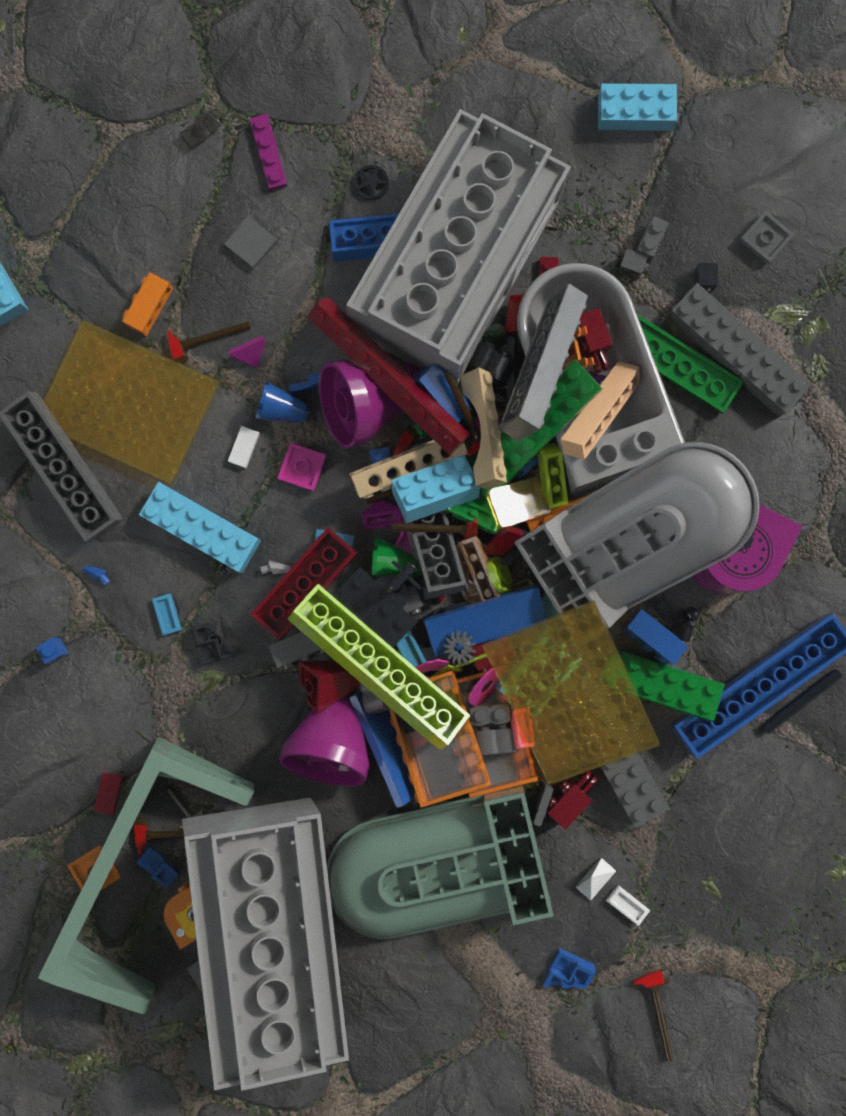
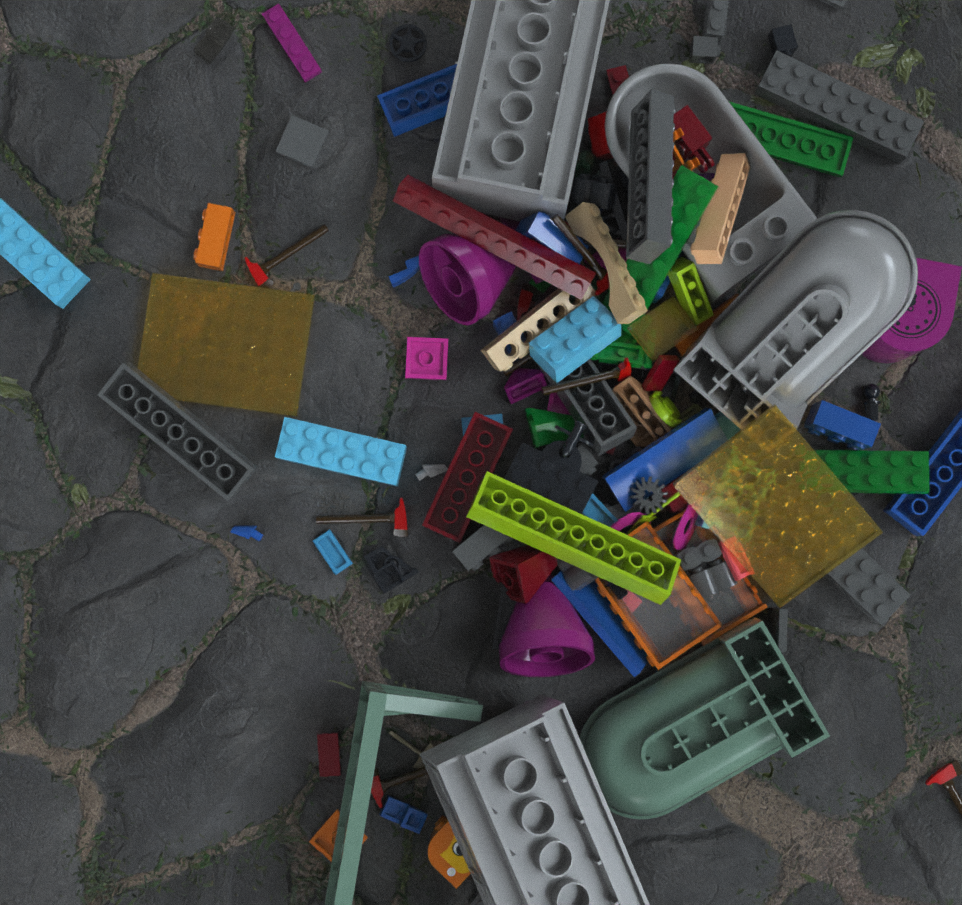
camera: 20 degrees left, 0 degrees up
(52, 650) = (226, 624): blue brick -> none
(234, 600) = (397, 517): none -> dark brown piece
(243, 447) = (359, 355): white tile -> none
(250, 352) = (336, 256): magenta slope -> none
(280, 406) = (385, 301): blue cone -> none
(569, 971) = (857, 792): blue slope -> none
(570, 800) = (808, 616): dark red brick -> none
(595, 879) = (855, 690): white slope -> none
(627, 905) = (896, 707): white tile -> none

